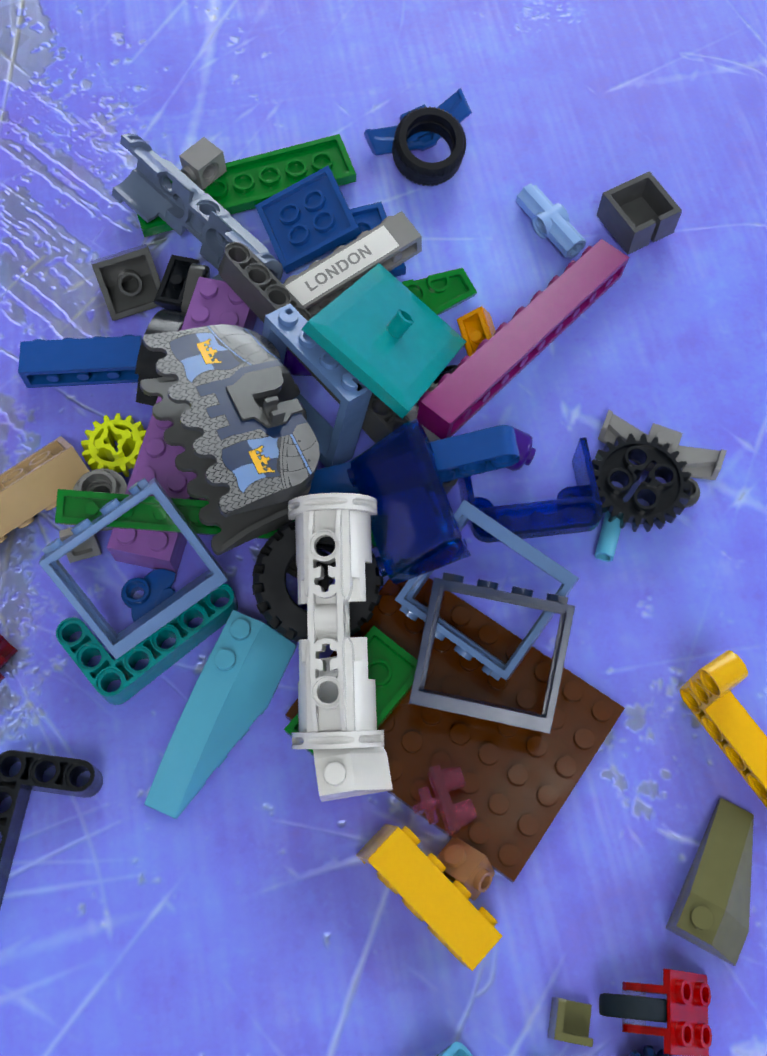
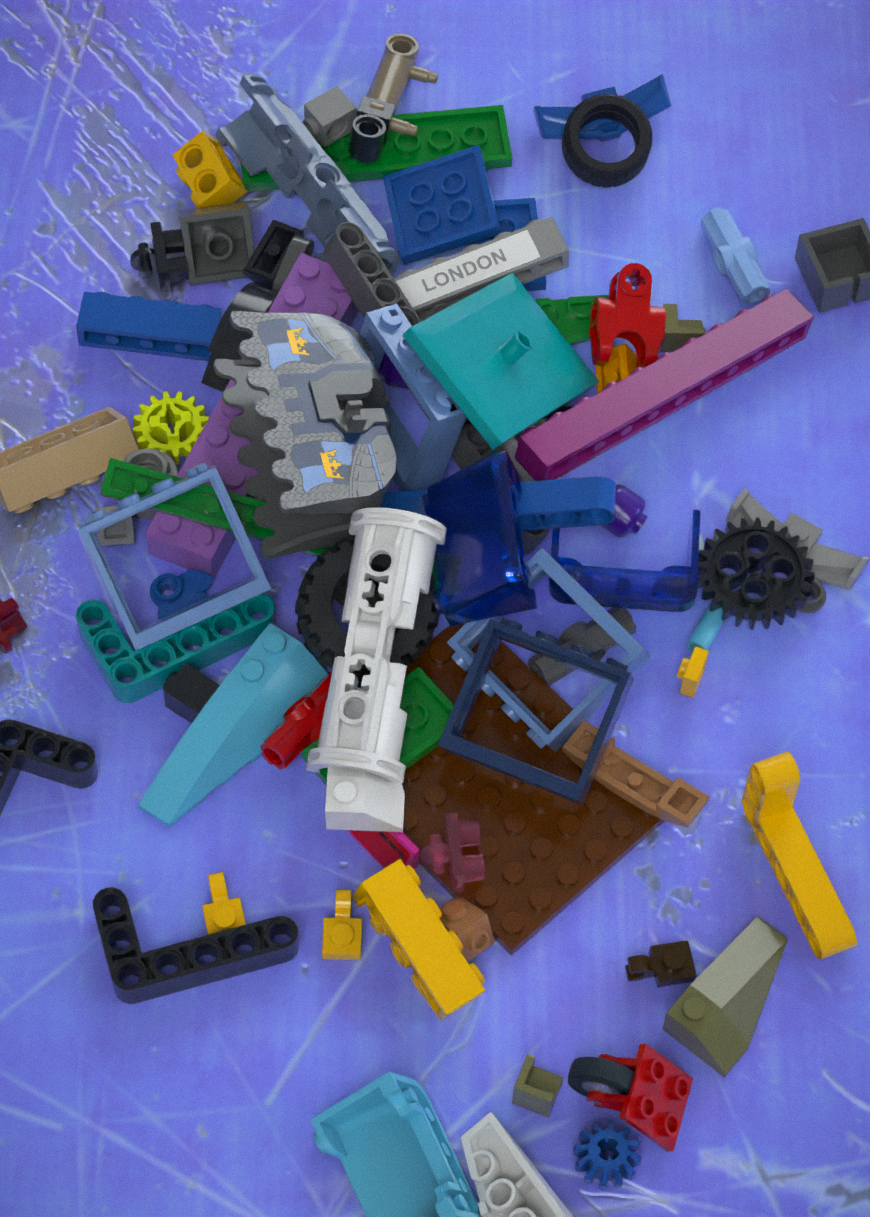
camera: 10 degrees right, 5 degrees down
(73, 305) = (163, 243): none -> black hips
(111, 225) = (208, 172): none -> yellow brick
(171, 687) = (188, 692): none -> black brick
(213, 957) = (185, 954): none -> black beam
(240, 150) = (378, 107): none -> piece
(243, 902) = (223, 912): none -> yellow plate
(278, 700) = (299, 728): none -> red piece
(356, 896) = (342, 934): none -> yellow plate
(386, 806) = (388, 847): none -> red slope
(480, 283) = (627, 316): none -> red piece
(508, 571) = (583, 634): none -> dark grey piece
(518, 290) = (679, 331): none -> olive panel
(591, 696) = (636, 782): none -> medium nougat slope
(608, 579) = (692, 670): none -> yellow plate
(655, 863) = (667, 963): none -> dark brown plate

